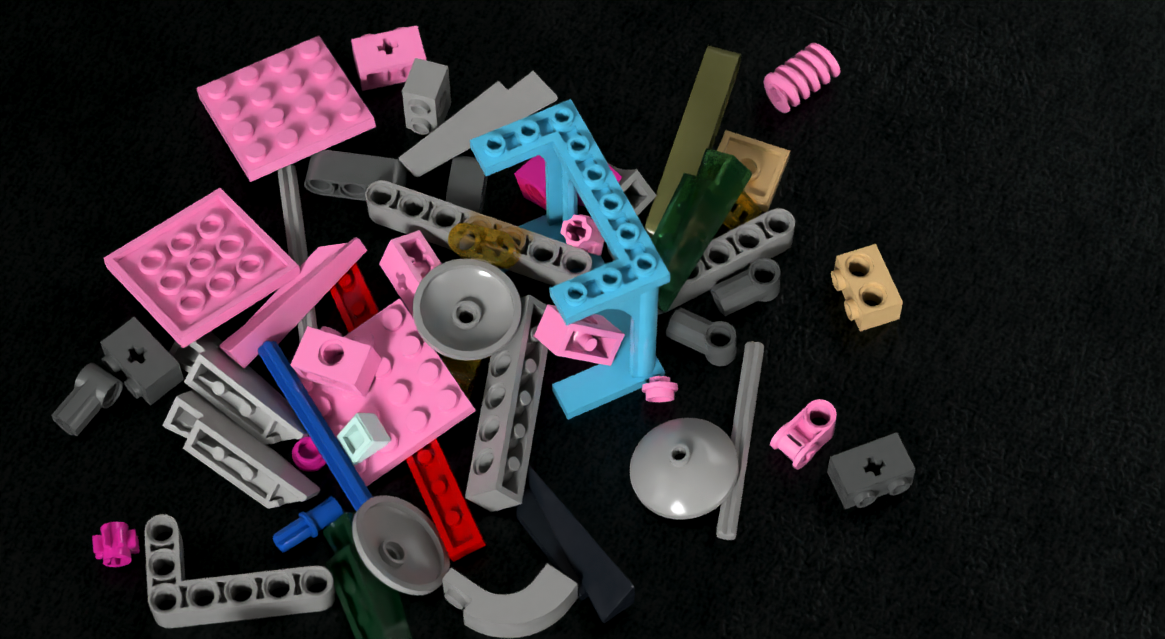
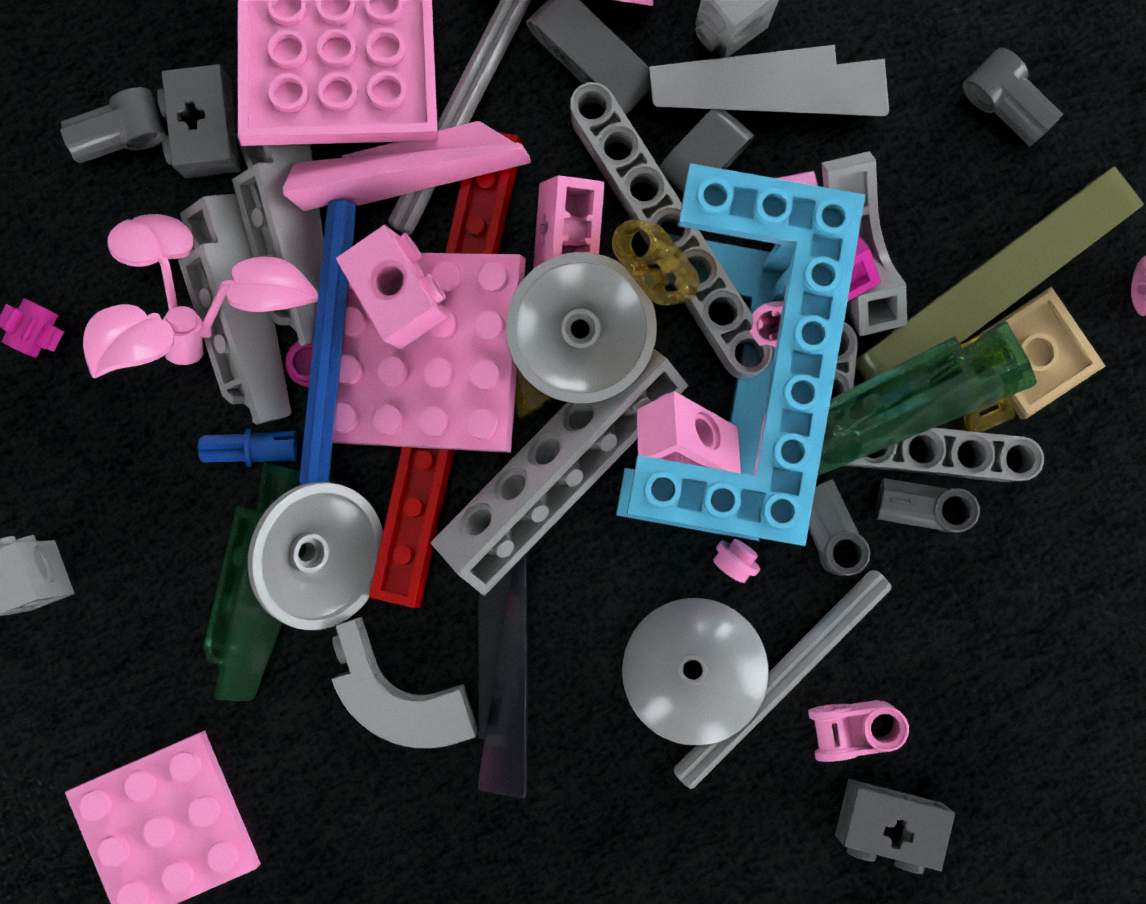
camera: 35 degrees right, 25 degrees up
(215, 475) = (128, 337): none -> bright pink plant
(224, 588) = (104, 464): light grey beam -> none
(363, 437) = (366, 397): light aqua slope -> none
(613, 47) = (1003, 88): none -> dark grey piece
(873, 286) = (1074, 607): tan brick -> none

